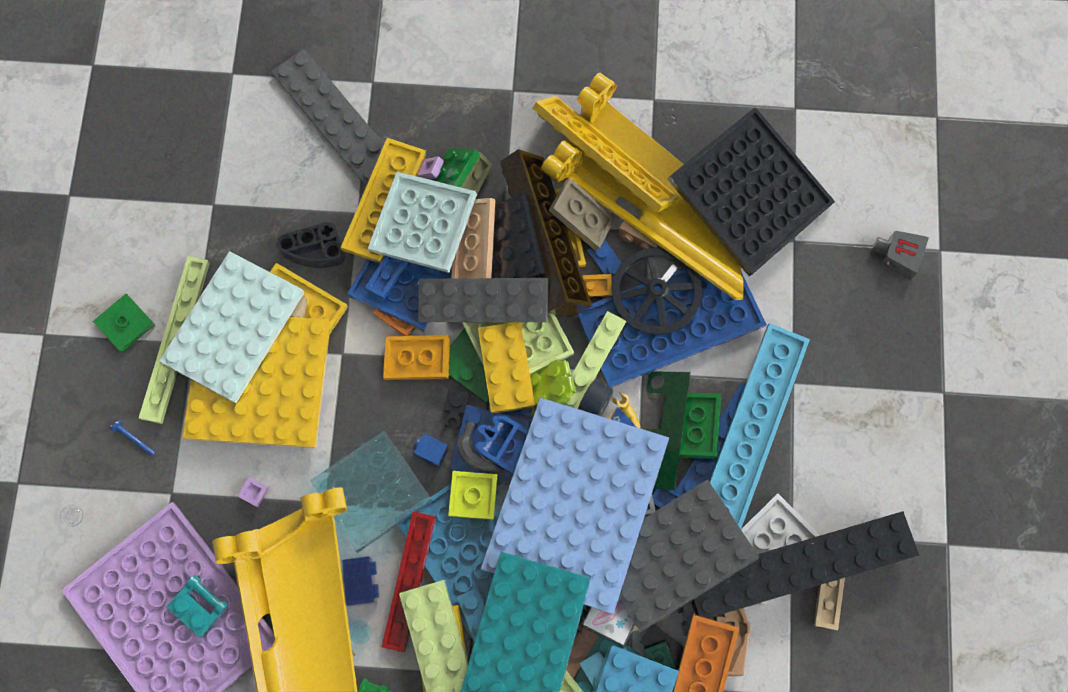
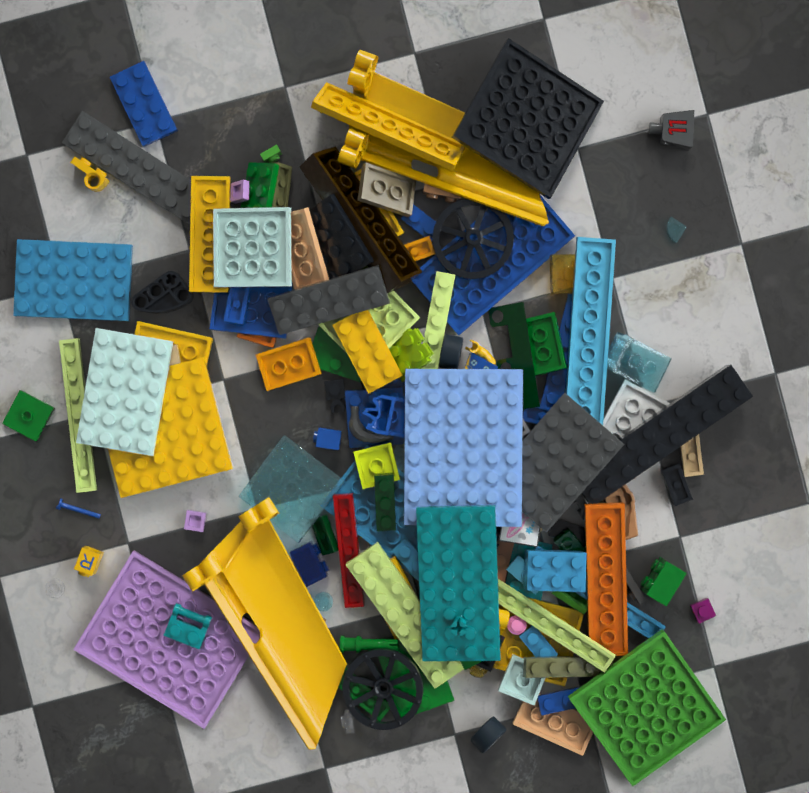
camera: 15 degrees left, 15 degrees up
(119, 497) = (88, 561): none -> yellow brick
(227, 204) = (73, 280): none -> dark azure plate
(288, 108) = (84, 165): none -> yellow plate
(366, 62) = (143, 103): none -> blue plate
(388, 555) = (325, 535): none -> dark green plate
(468, 538) = (385, 501): none -> dark green plate
(477, 143) = (271, 155): none -> bright green plate
(740, 357) = (561, 273): none -> clear yellow plate
(796, 478) = (637, 362): none -> clear light blue slope
(803, 632) = (676, 484): none -> black plate
(875, 354) = (675, 229): none -> clear light blue tile

